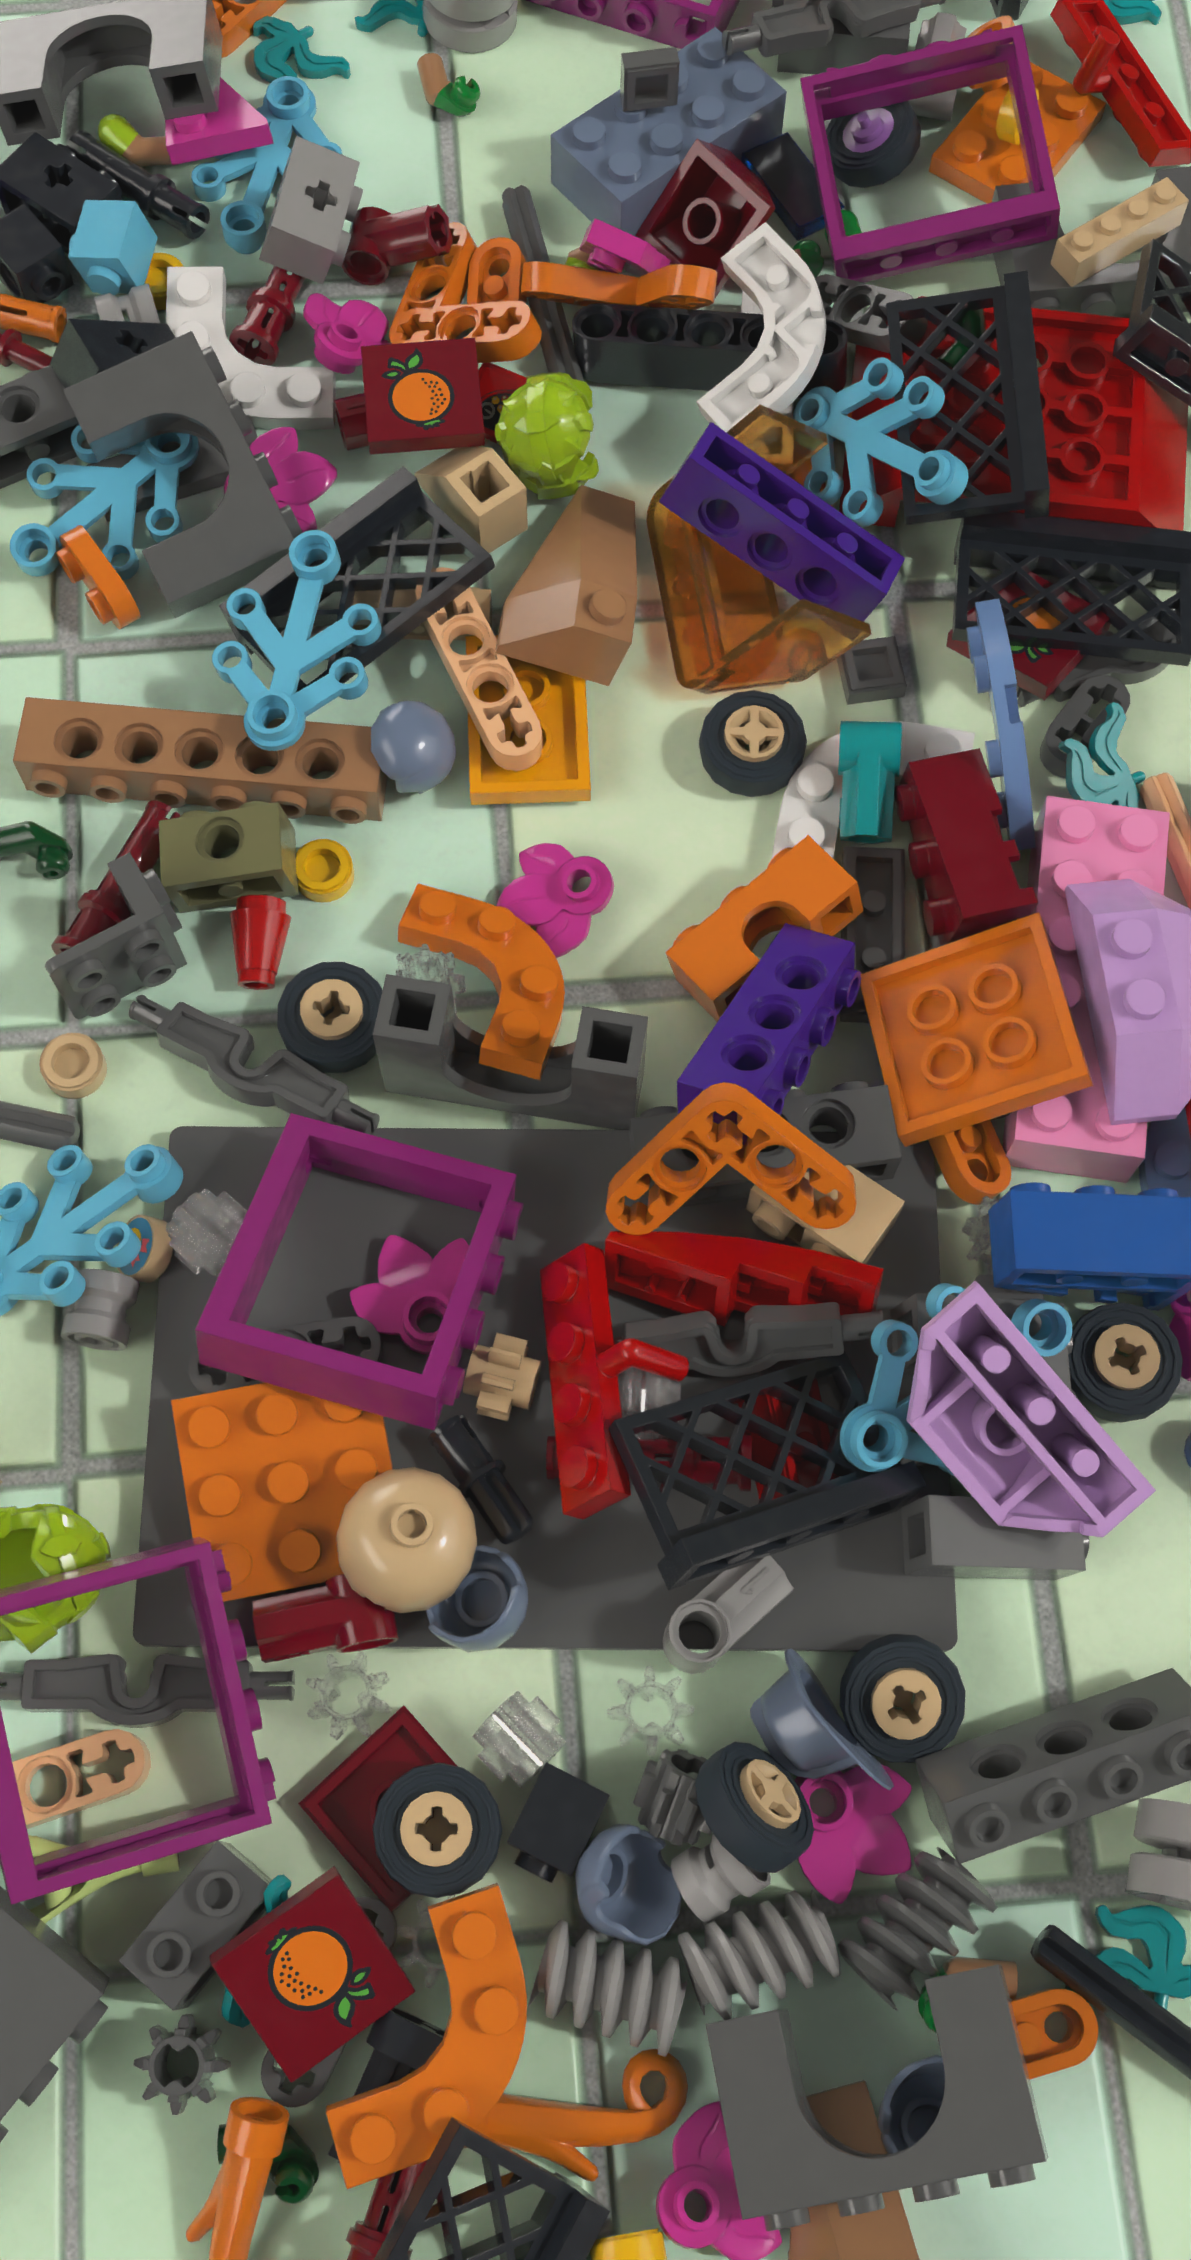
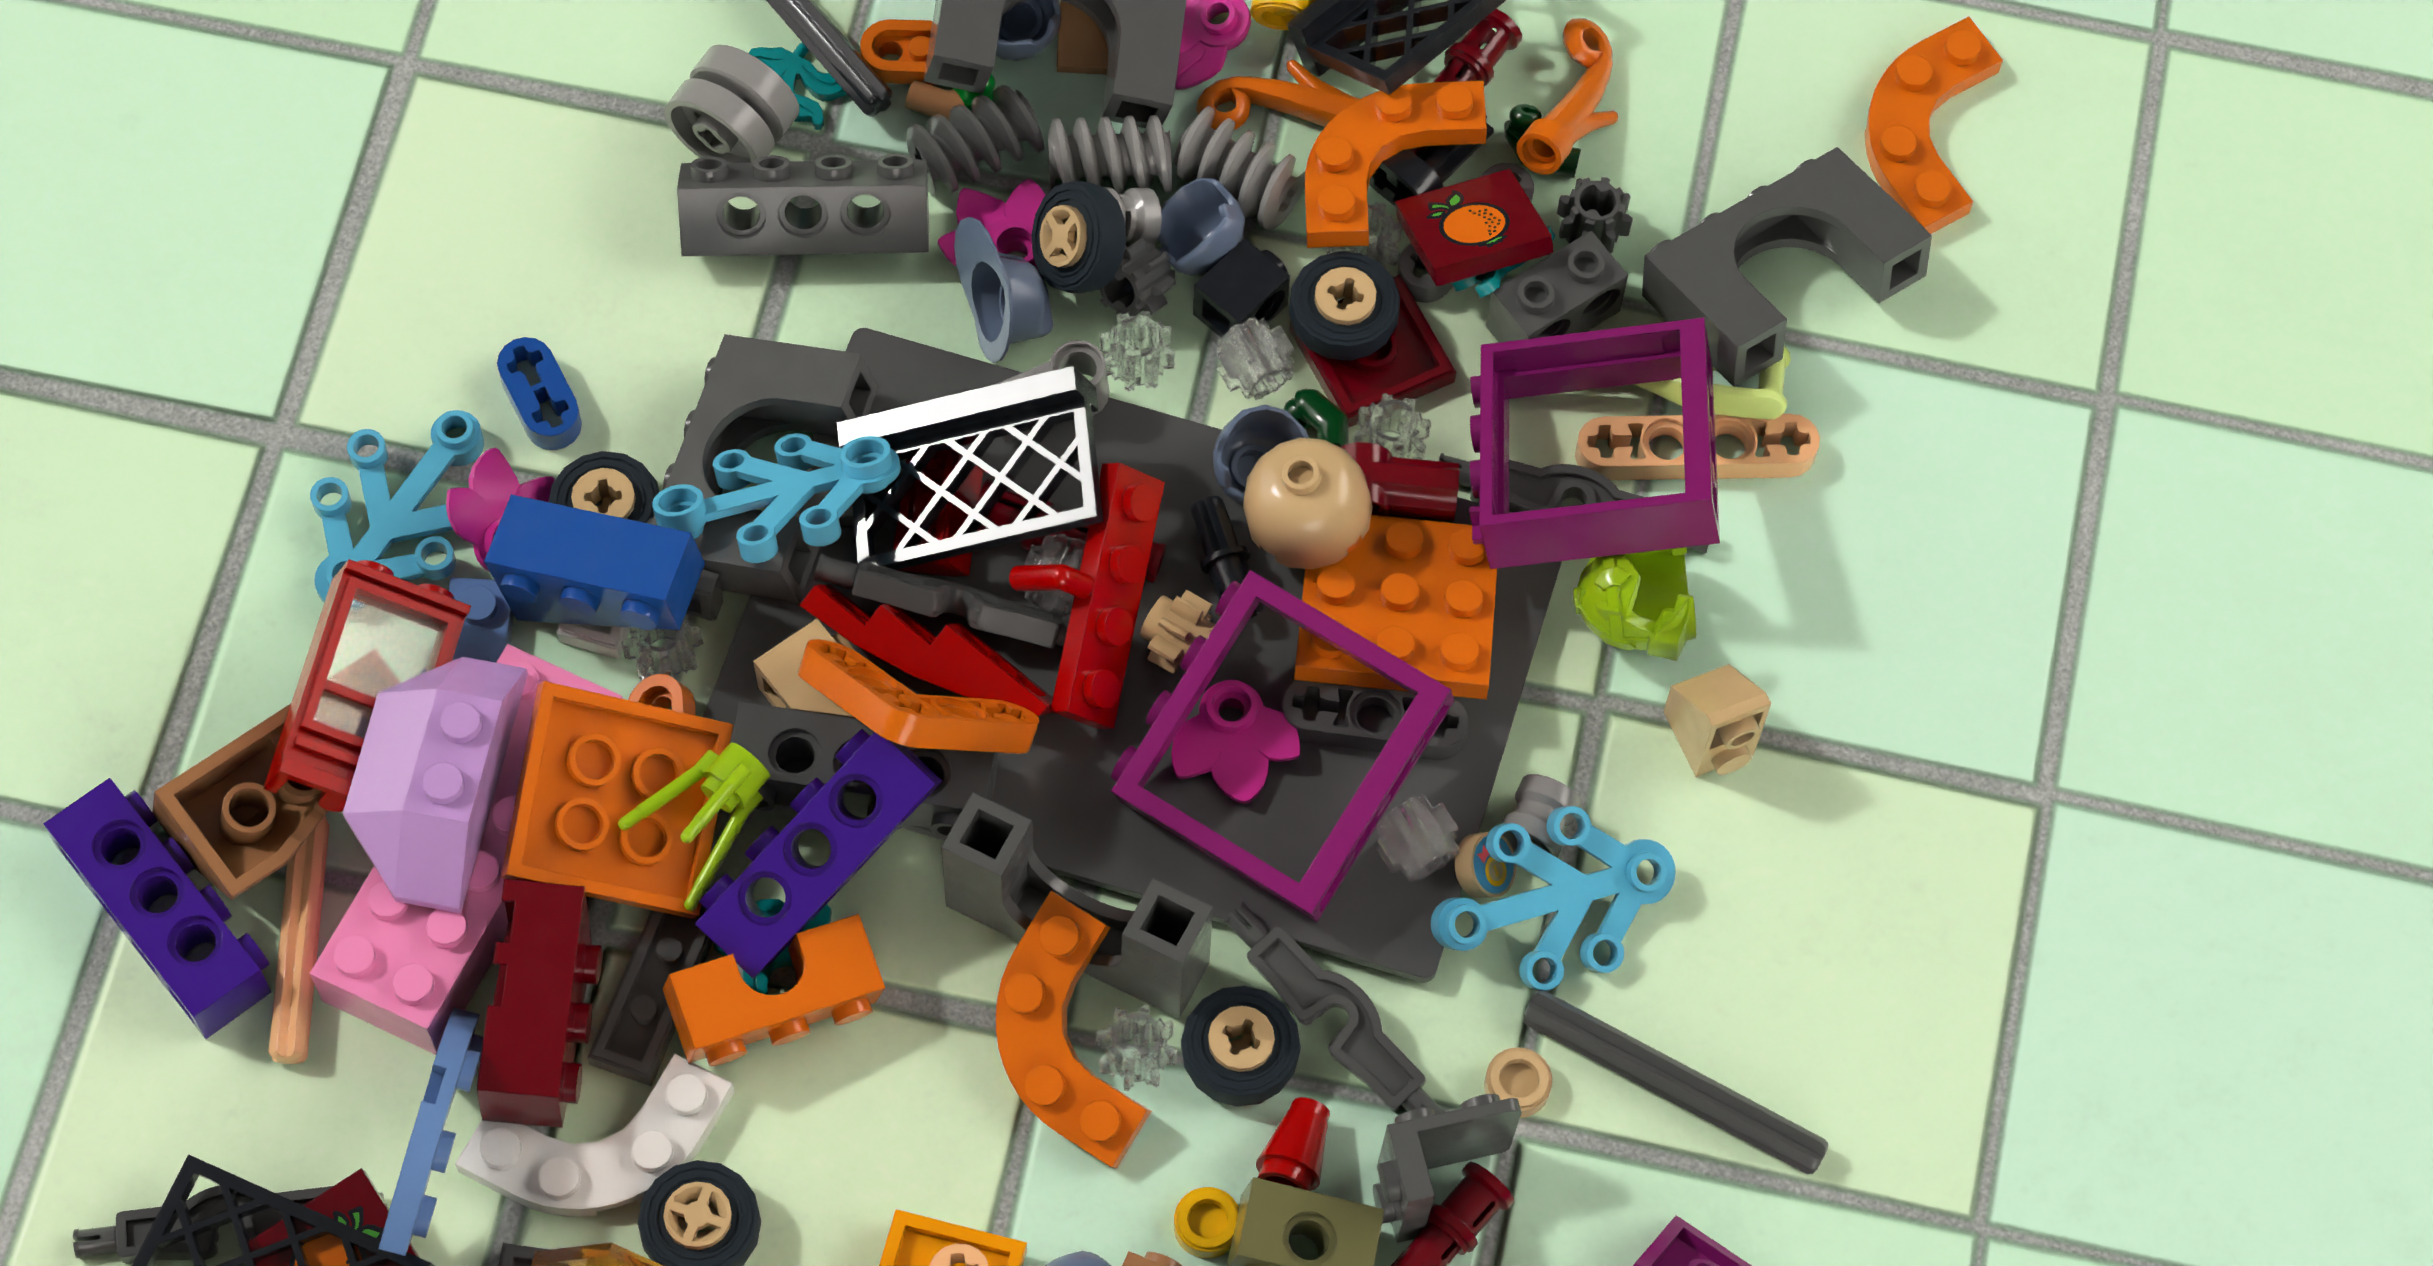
camera: 165 degrees left, 5 degrees down
(424, 1695) = (1315, 409): none -> dark green arm
(547, 897) = (981, 1117): dark pink plate -> none
(869, 767) = (595, 1130): teal piece -> none
(874, 1055) = (730, 782): none -> lime plant
(887, 1676) = (919, 300): black wheel -> none
(1015, 1426) = (739, 415): lavender wedge -> none
(1075, 718) = (321, 1131): dark grey beam -> none
(1085, 784) = (334, 1056): teal piece -> none

